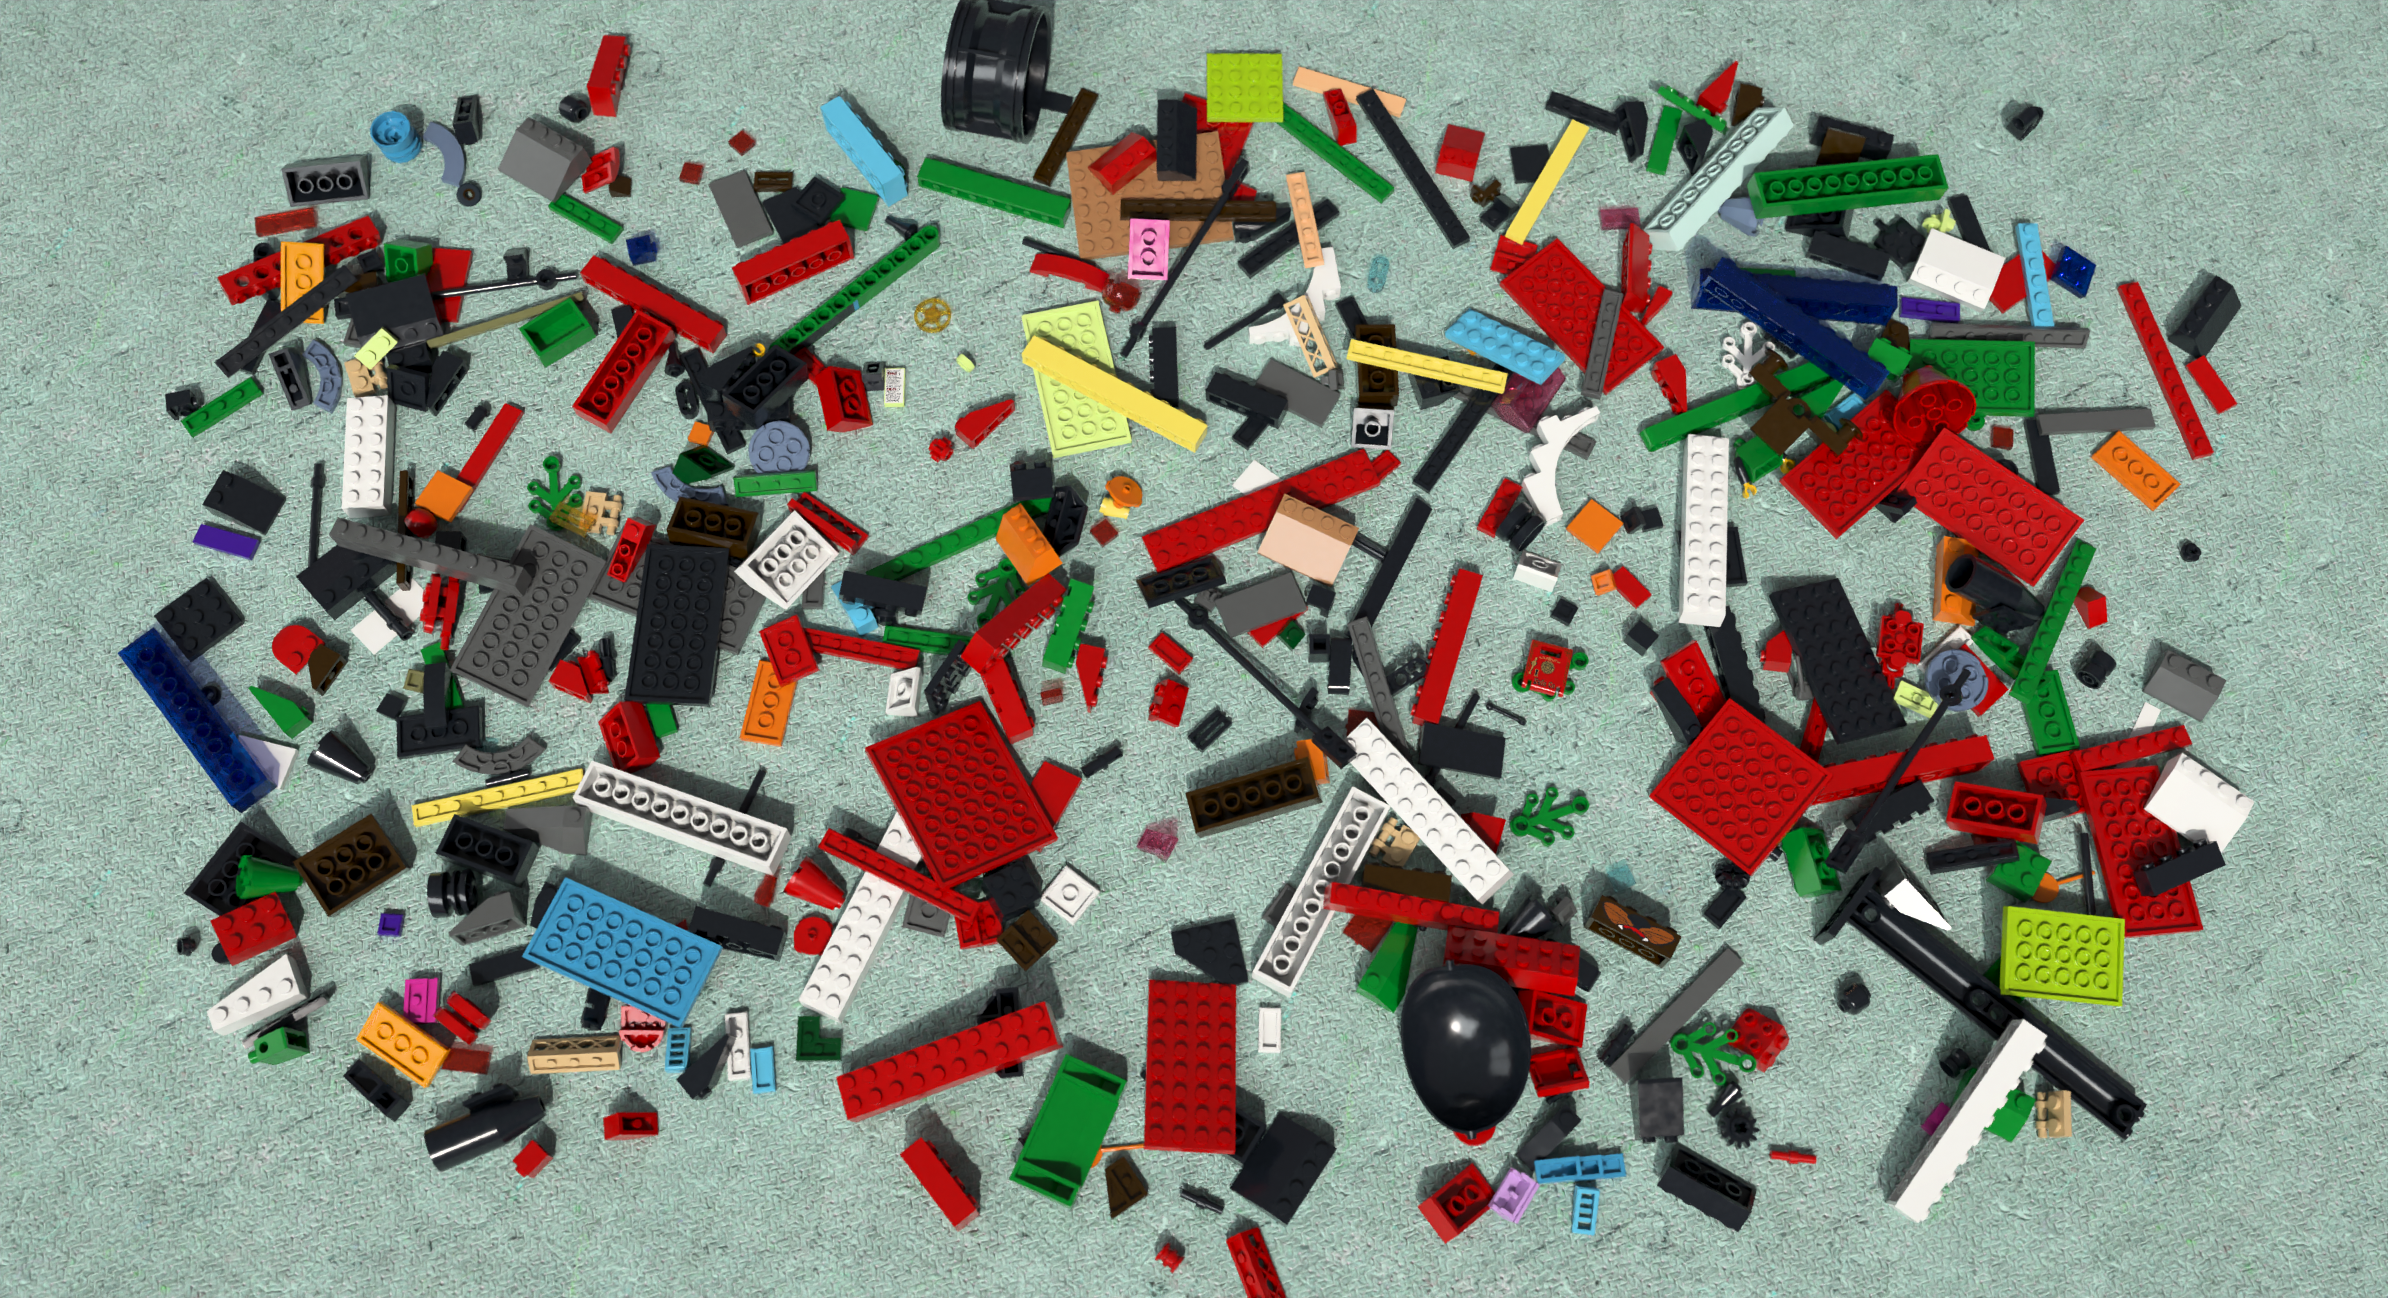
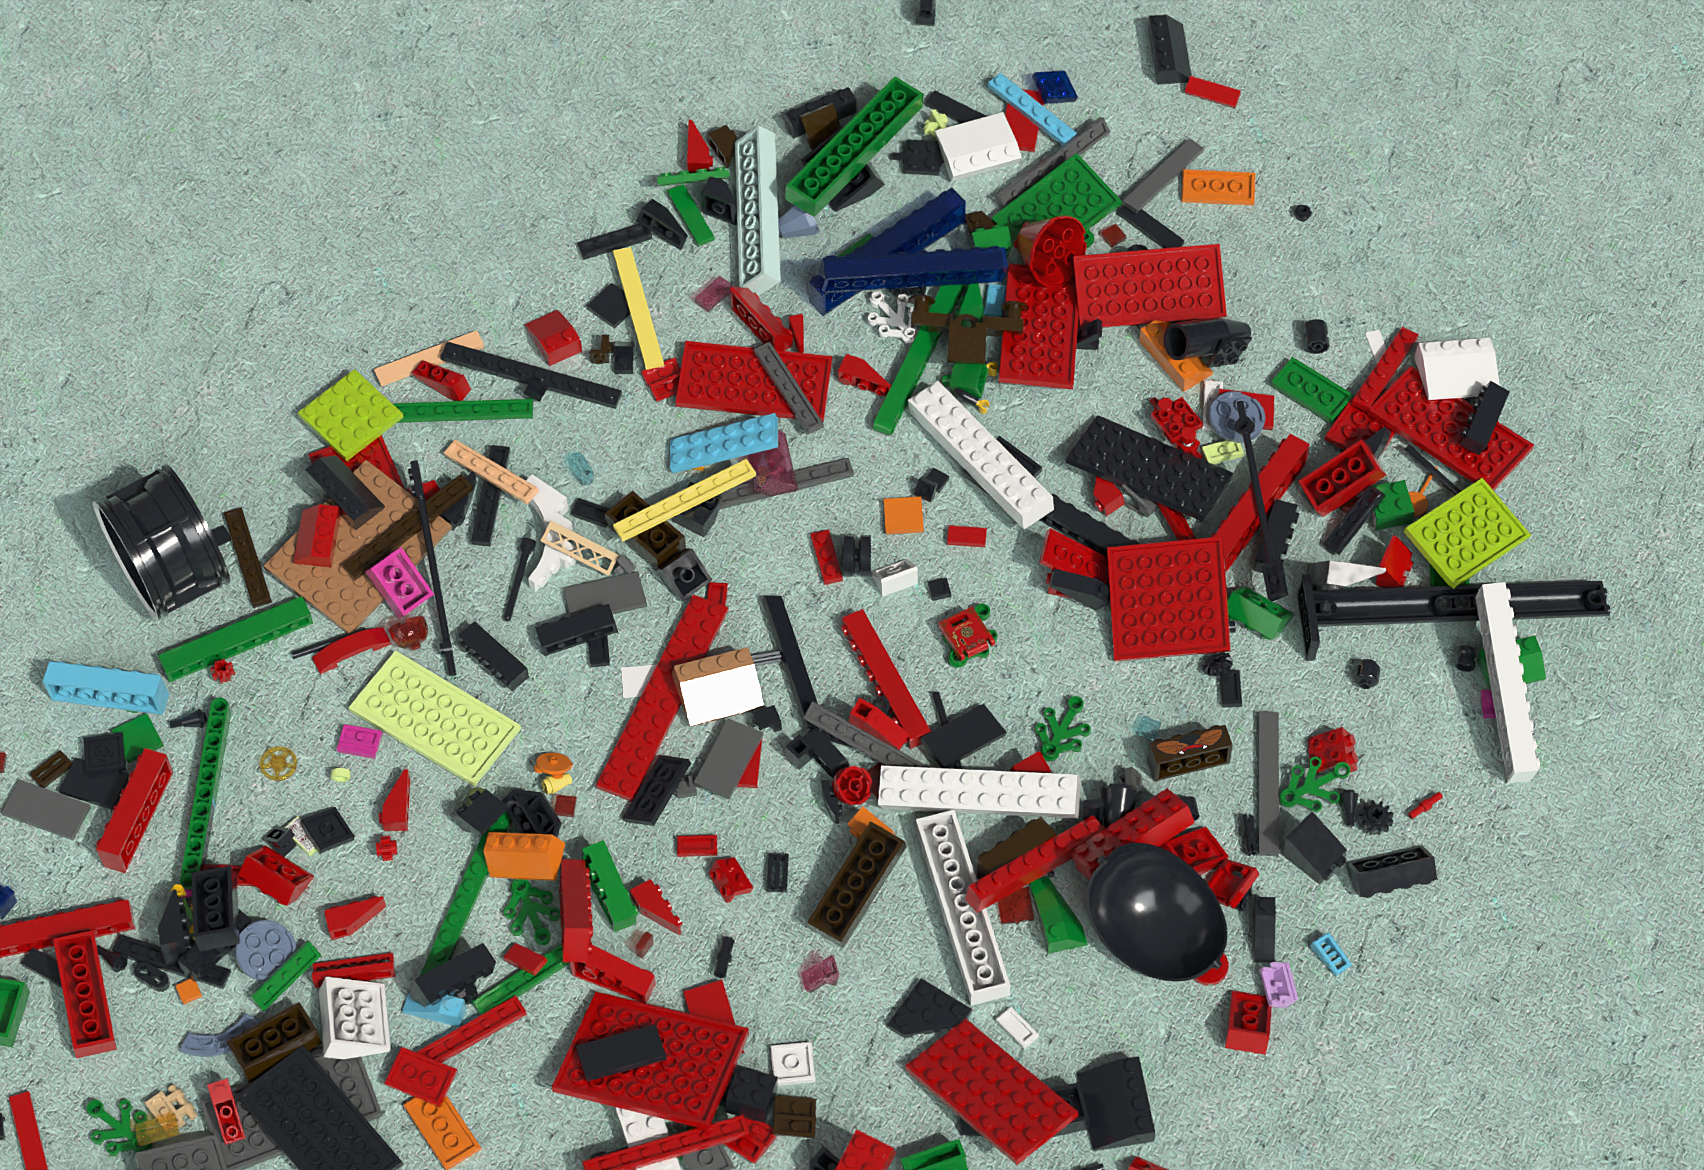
camera: 40 degrees left, 10 degrees down
(700, 464) = (214, 1011): dark green slope -> none
(814, 594) = (397, 1027): dark grey tile -> none
(863, 481) = (347, 919): none -> red slope
(905, 693) = (535, 1033): white slope -> none
(914, 397) = (327, 830): none -> black tile
(942, 768) = (621, 1052): none -> black tile
(947, 679) = (562, 990): black plate -> none
(954, 626) = (525, 959): none -> red tile
(961, 209) = (222, 671): none -> red gear
(1003, 348) = (359, 741): none -> dark pink plate
(1114, 393) = (477, 702): light yellow brick -> none
(1279, 905) = (943, 944): dark grey tile -> none
(1290, 635) = (769, 761): dark green plate -> none
(1324, 739) = (867, 804): black bar -> none
(1333, 711) = (852, 785): none -> red cylinder
(1398, 681) = (877, 724): none -> red slope
(1400, 849) = (985, 834): tan plate -> none
(1403, 182) = (535, 389): none -> black plate
(1457, 436) = (749, 533): black tile -> none
(1489, 706) = (951, 693): black hinge -> none
(1504, 908) = (1094, 808): none -> black tile
(1555, 436) = (841, 517): white arch -> none
(1579, 1168) = (1303, 931): dark azure slope -> none
(1603, 582) = (946, 546): orange tile -> none
(1640, 638) = (1008, 562): black panel -> none
(1848, 255) = (895, 194): black brick -> none
(1929, 310) = (985, 187): dark purple tile -> none
(1970, 927) = (1397, 562): none -> red slope
(2004, 654) = (1259, 376): green slope -> none
(2052, 622) = (1260, 328): green plate -> none
(2058, 1114) = (1557, 632): tan plate -> none
(2091, 607) = (1274, 298): red slope -> none
(2165, 371) = (1174, 105): red plate -> none
(2184, 685) = (1378, 301): dark grey slope -> none

